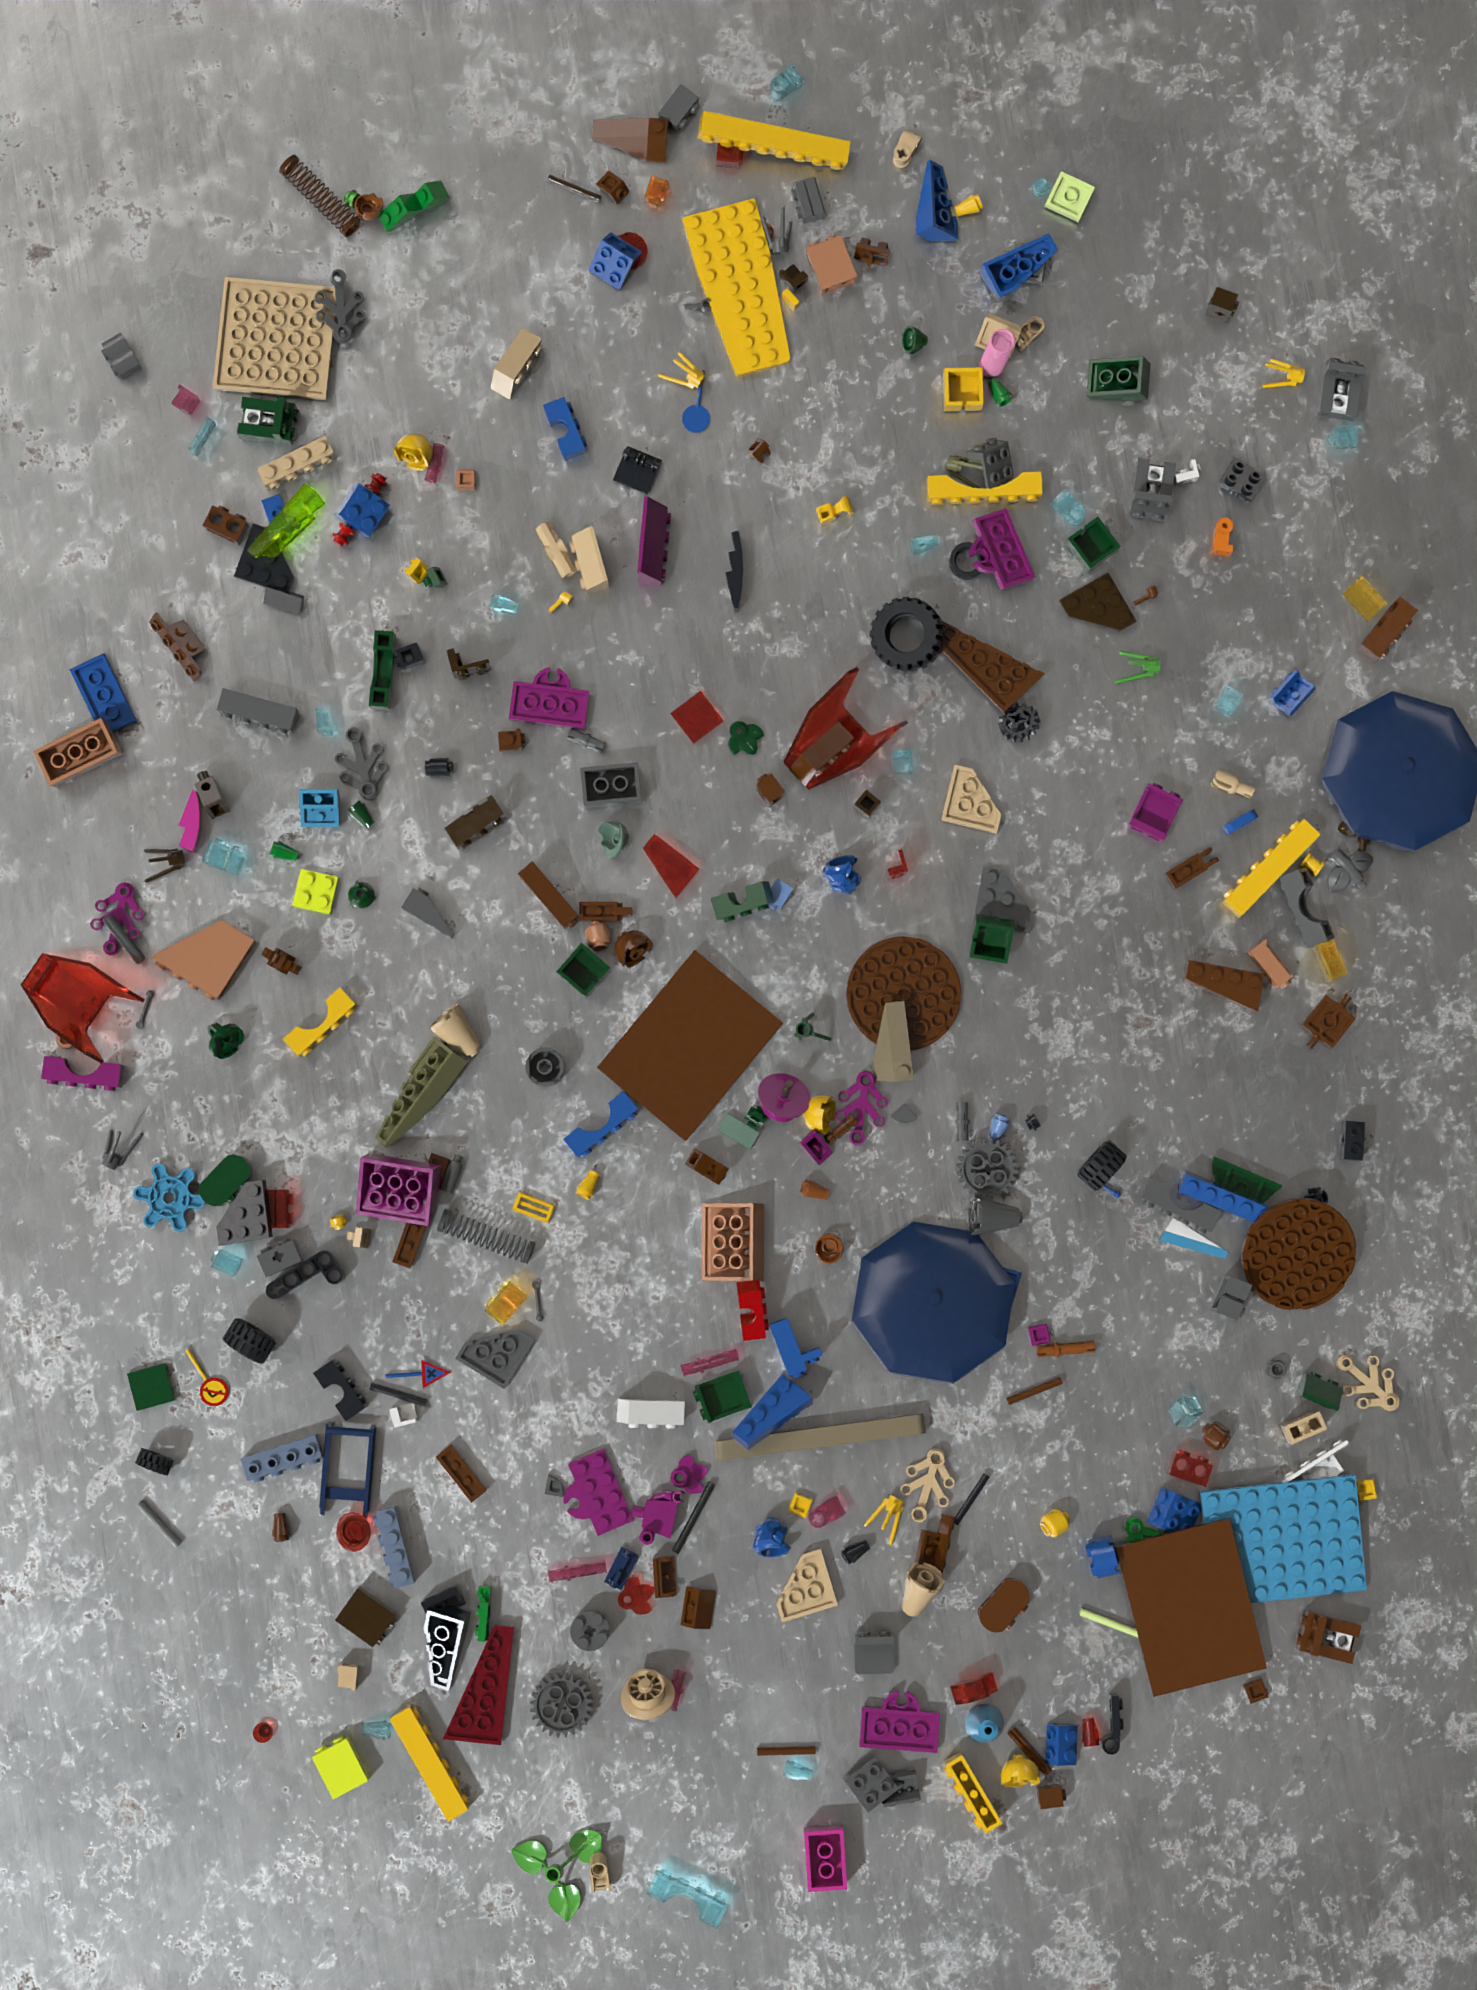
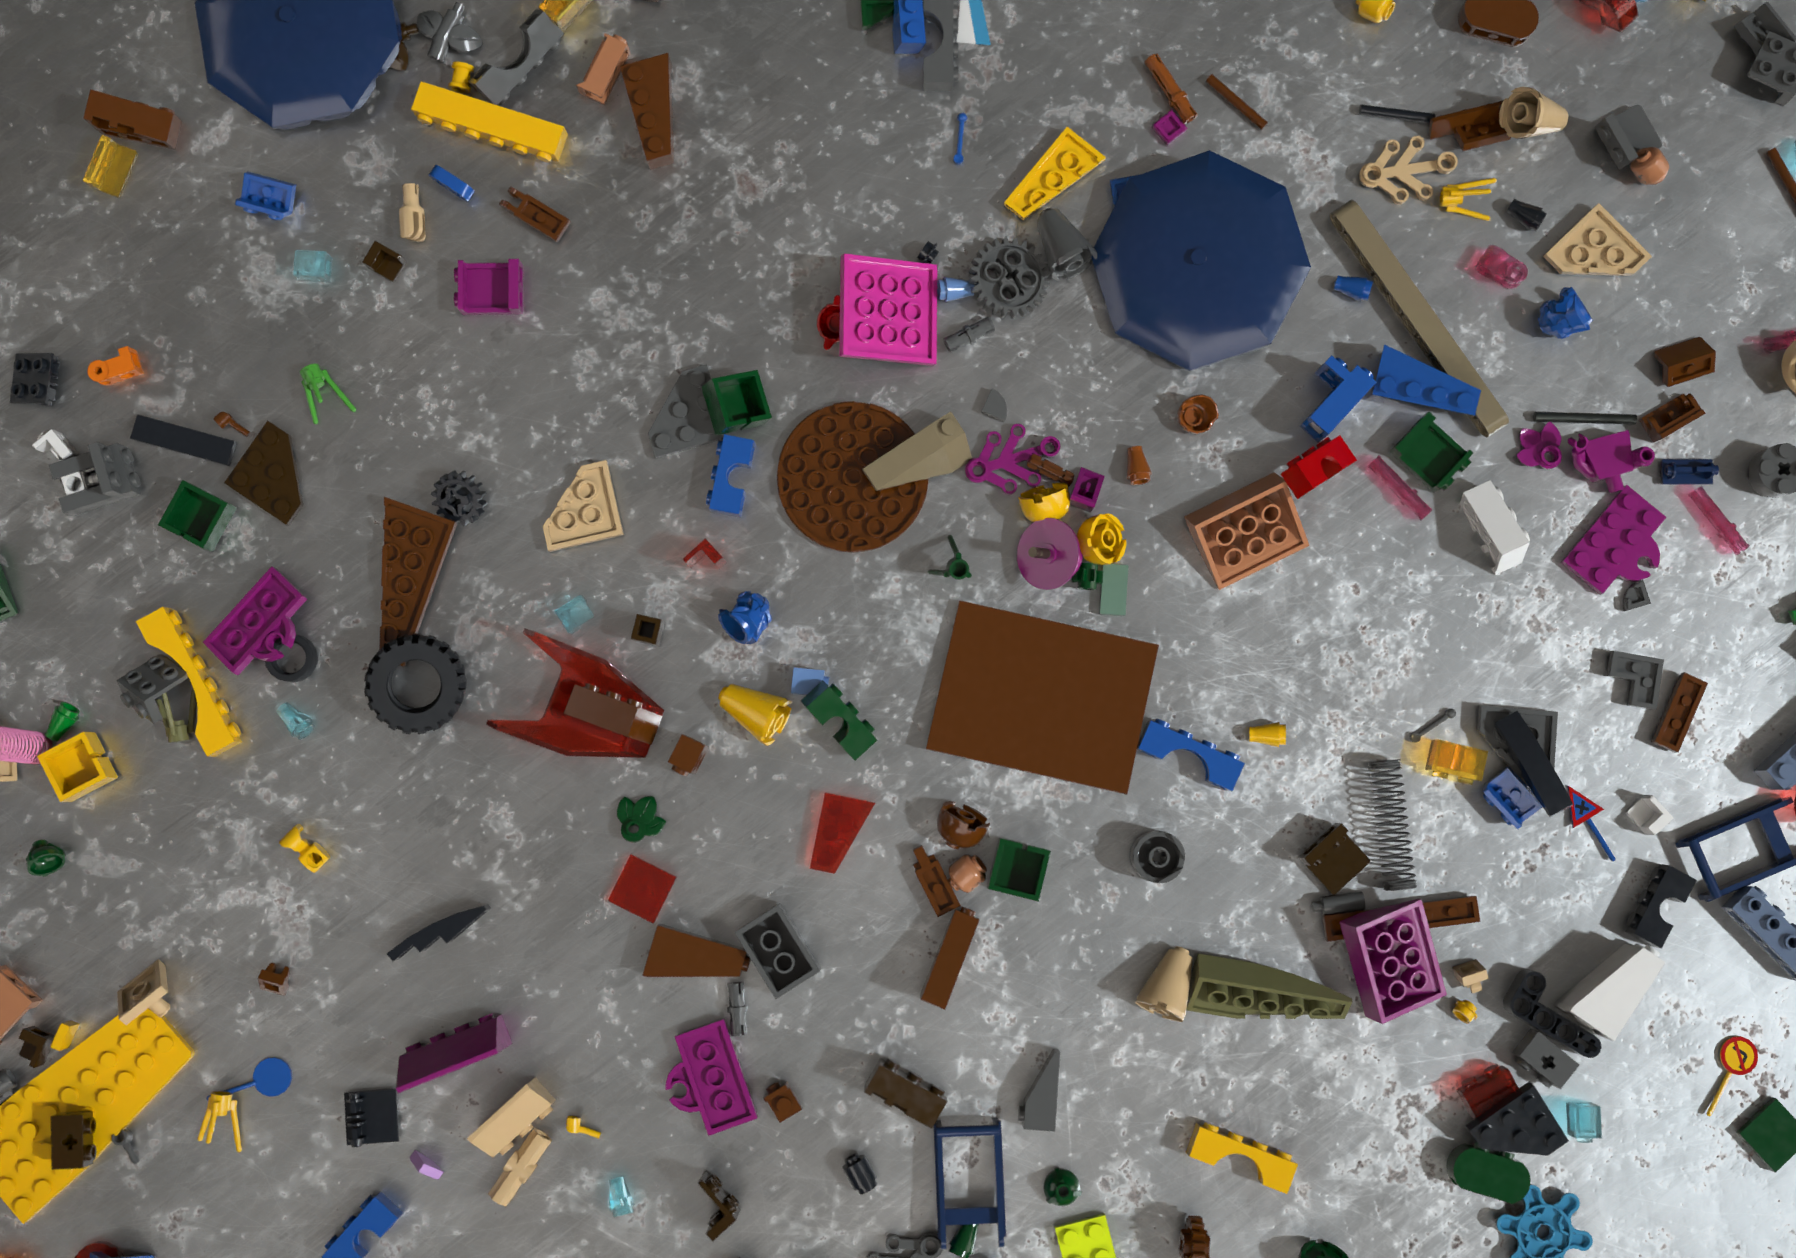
camera: 115 degrees left, 0 degrees up
(249, 1340) = (1666, 1045): black tyre -> none
(302, 1323) = (1612, 990): none -> white slope
(373, 829) = (972, 1215): none -> dark blue piece
(398, 1394) = (1627, 836): black bar -> none
(462, 1327) = (1511, 797): none -> blue bracket
(478, 1351) = (1534, 764): none -> black slope
(482, 1186) = (1334, 858): none -> dark brown bracket
(499, 1463) = (1644, 676): none -> dark grey plate
(548, 1213) = (1317, 789): yellow tile -> none
(587, 490) = (425, 1165): none -> lavender tile
(614, 837) = (839, 914): sand green piece -> none
(636, 728) = (692, 955): none -> reddish brown slope
(639, 1596) = (1707, 435): clear red plate -> none
(706, 1166) = (1175, 604): reddish brown brick -> none
(713, 267) = (65, 1151): none -> dark brown brick
(775, 1138) = (1101, 539): none -> yellow cylinder
(776, 849) = (756, 711): none -> yellow cone
(791, 363) = (143, 993): none -> tan tile
(800, 1505) = (1506, 303): yellow tile -> none
(845, 1654) = (1650, 166): none -> nougat head
(863, 1404) = (1354, 287): none -> blue cone
(899, 1726) = (1694, 68): magenta plate -> none
(958, 919) = (733, 453): none -> blue arch
(1004, 1072) = (888, 310): none -> dark pink plate
(1013, 1033) = (829, 323): none -> red hair
(1047, 1241) = (1056, 170): none -> yellow wing
(1066, 505) = (165, 570): clear light blue piece -> none
(1102, 1165) = (940, 144): black tyre -> none
(1151, 559) = (183, 440): none -> black tile
(1207, 750) = (384, 261): none -> dark brown panel

